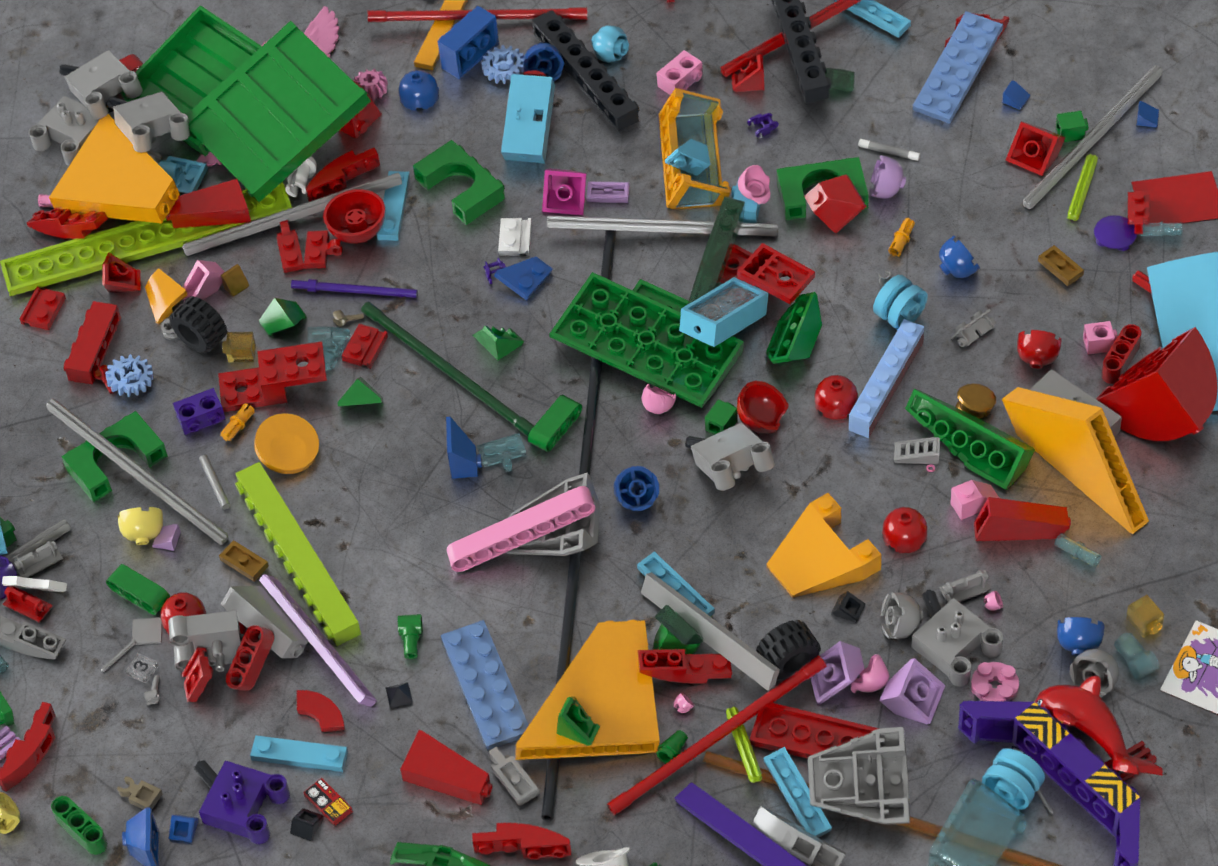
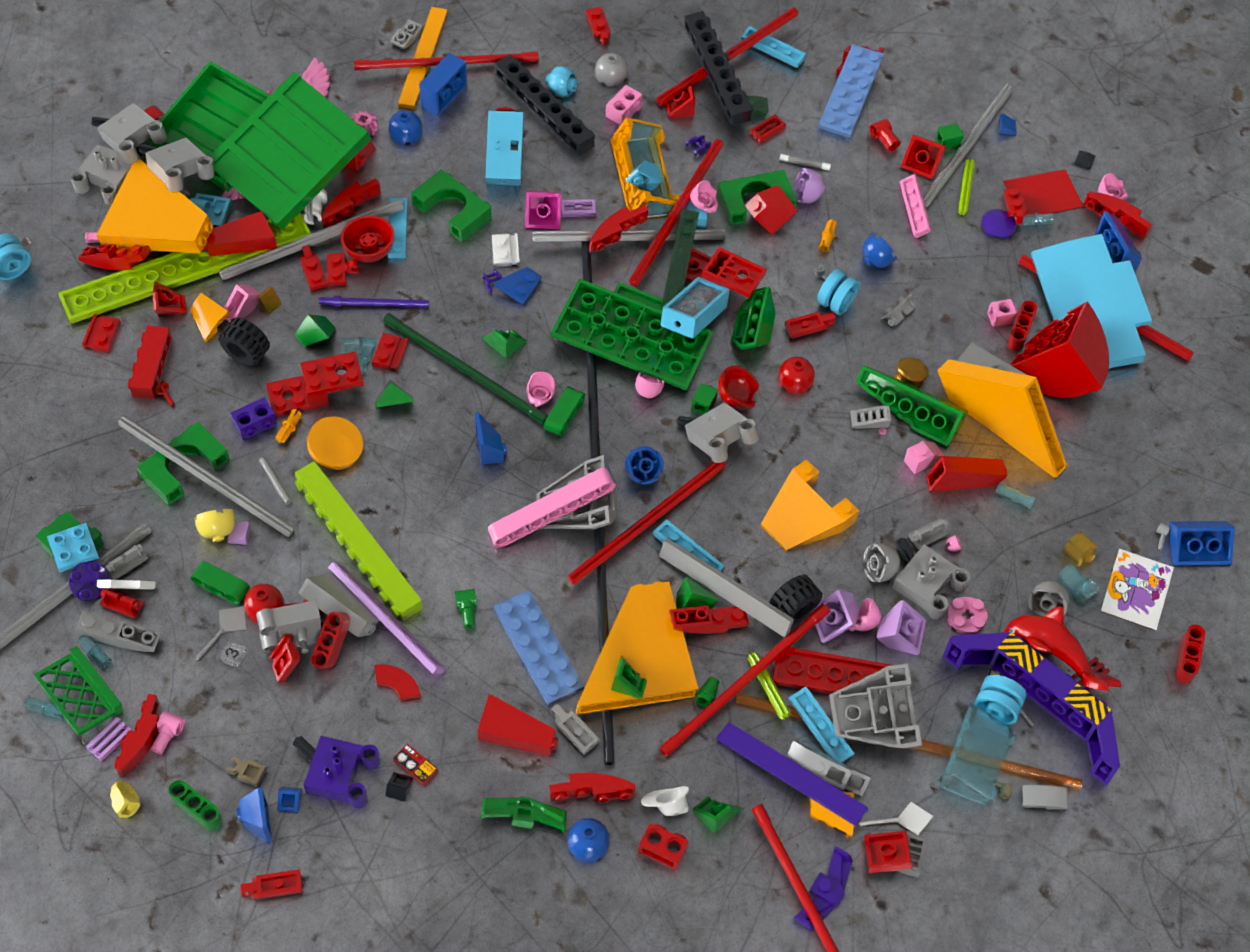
camera: 15 degrees left, 5 degrees up
(61, 739) = (168, 727): none -> bright pink pin
(129, 375) = (187, 389): light blue gear -> none
(152, 696) = (245, 680): light grey hand -> none
(168, 334) = (216, 350): light grey bush -> none
(239, 346) = (281, 358): clear yellow brick -> none
(243, 560) = (311, 550): pearl gold plate -> none
(299, 753) = (383, 722): medium azure plate -> none
(341, 320) = (366, 329): dark tan hand -> none
(399, 695) = (464, 662): black slope -> none
(502, 451) = (522, 437): clear light blue plate -> none
(503, 64) = (474, 102): light blue gear -> none
(530, 395) = (540, 388): none -> bright pink hair
(545, 59) = (509, 96): blue cylinder -> none
(631, 552) = (646, 521): none -> red axle
(639, 216) = (611, 229): none -> red slope
(672, 31) = (611, 69): none -> light grey cylinder
(678, 626) = (699, 585): clear green slope -> none
(683, 703) = (711, 651): bright pink hinge -> none
(713, 209) = (675, 213): none -> red axle
(848, 607) = (835, 556): black slope -> none
(852, 110) = (769, 131): none -> red tile
(861, 339) = (809, 324): none -> red hinge
(886, 378) = (835, 357): light blue brick -> none
(905, 530) = (871, 486): red cylinder -> none
(990, 117) = (883, 131): none -> red piece
(1014, 207) = (915, 206): none -> bright pink tile
(1015, 95) = (900, 113): blue slope -> none
(1038, 348) = (956, 325): red cylinder -> none
(1060, 265) = (960, 253): pearl gold plate -> none
(1079, 634) = (1032, 570): blue cylinder -> none

